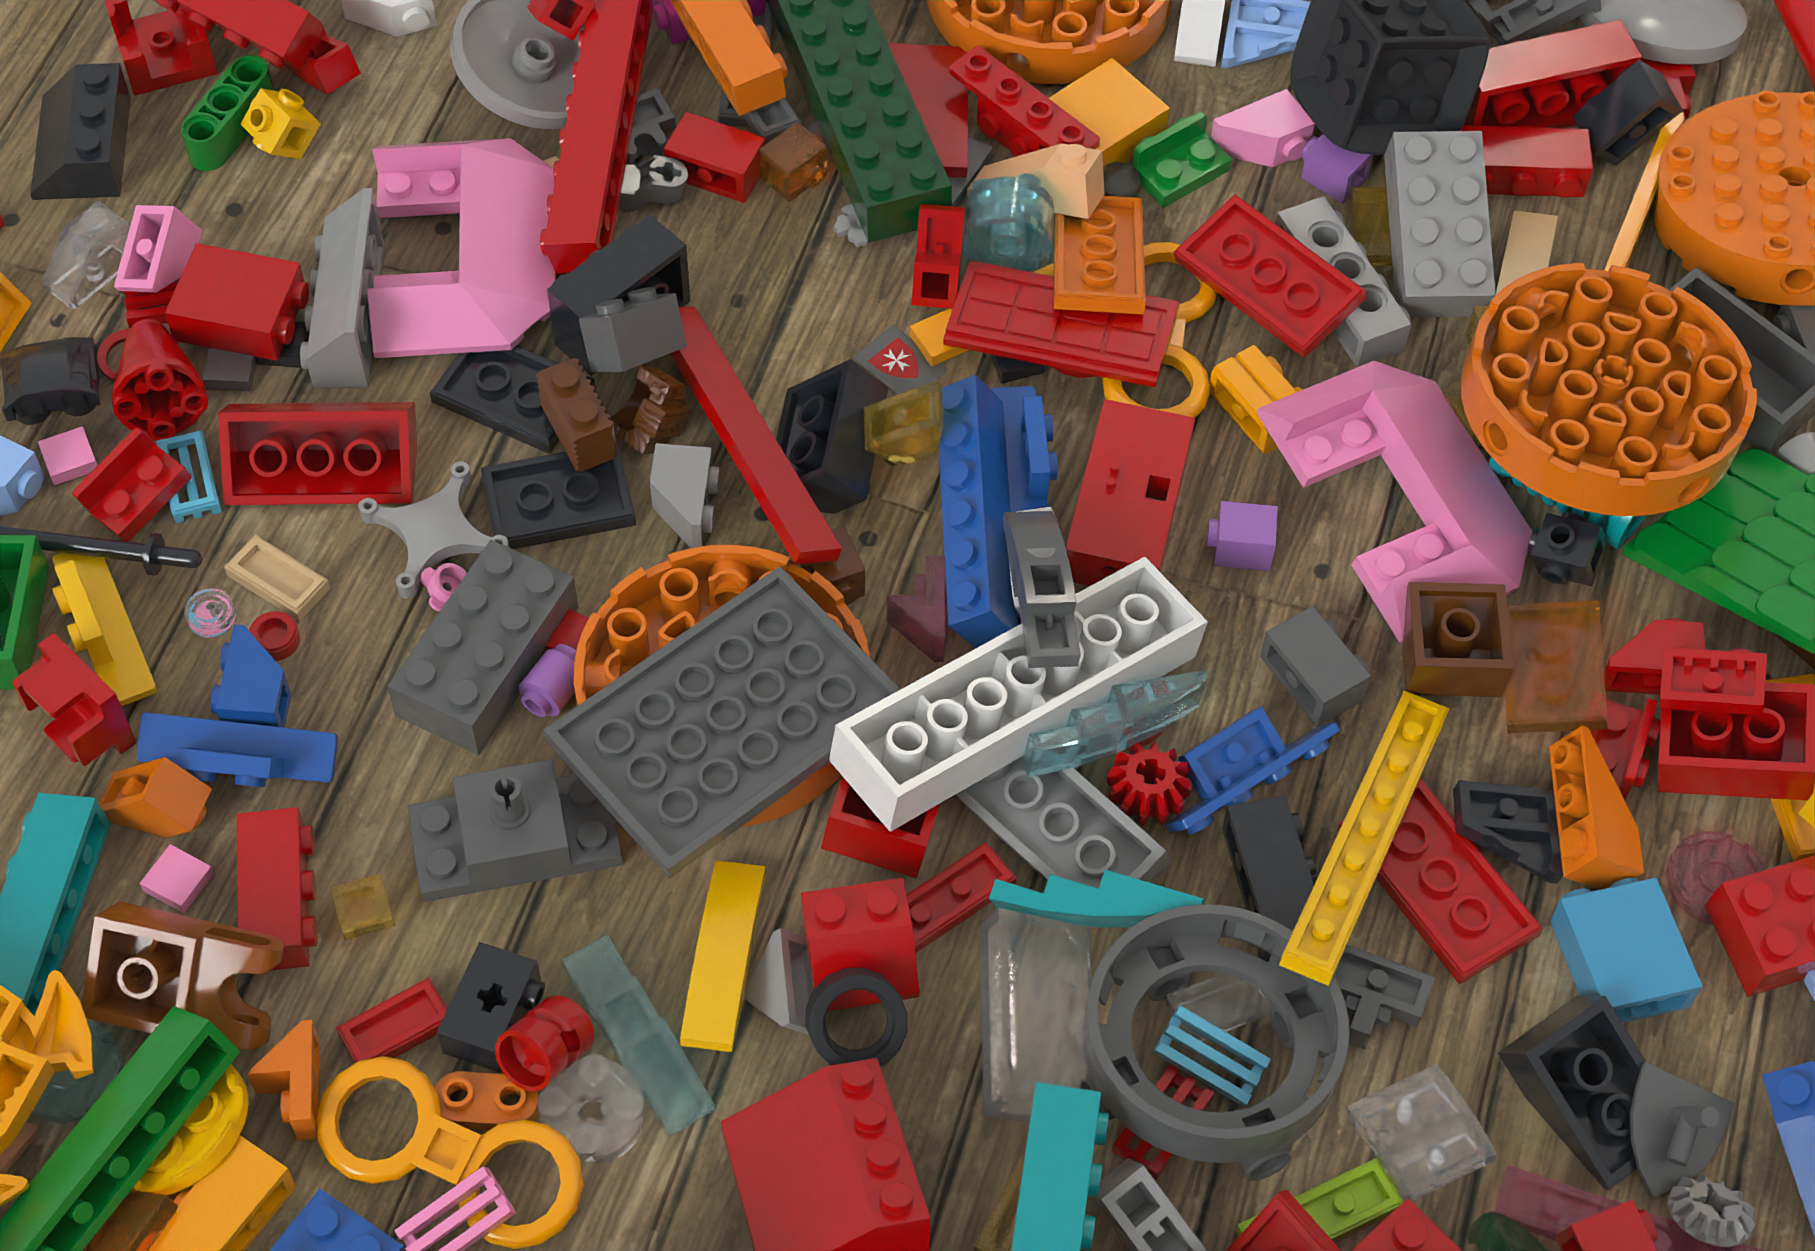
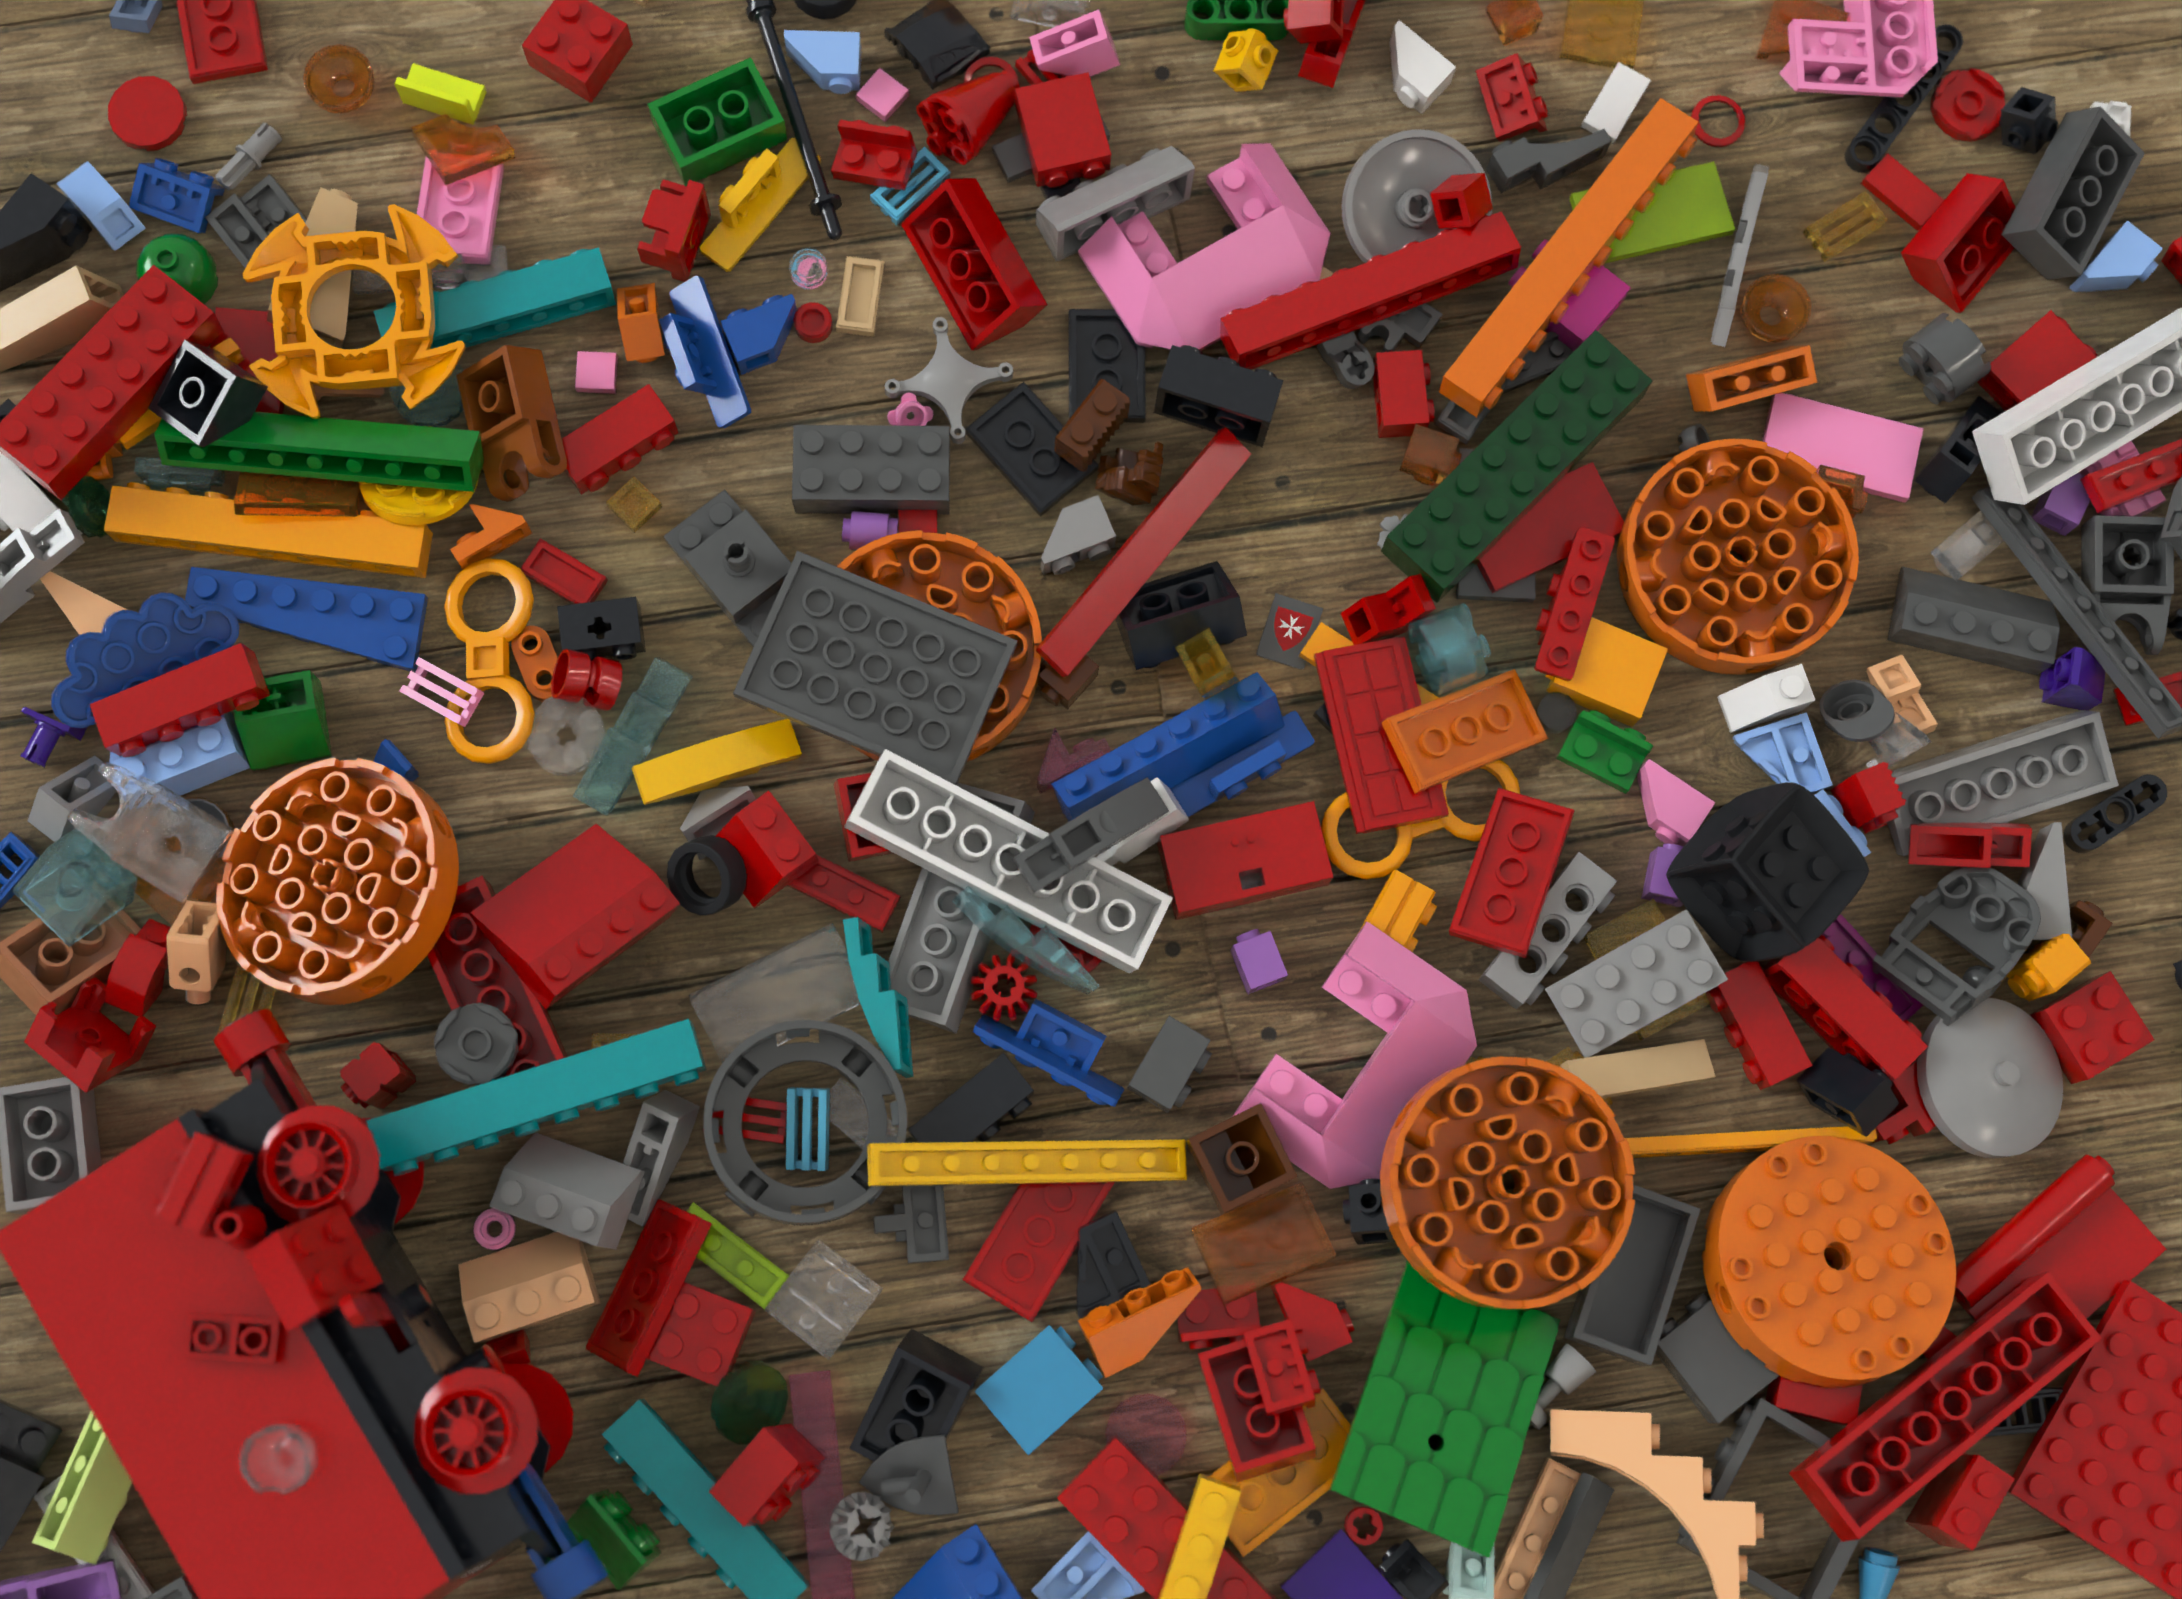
camera: 55 degrees right, 20 degrees up
(632, 330) = (1174, 426): dark grey brick -> none
(1066, 171) = (1515, 660): light nougat slope -> none

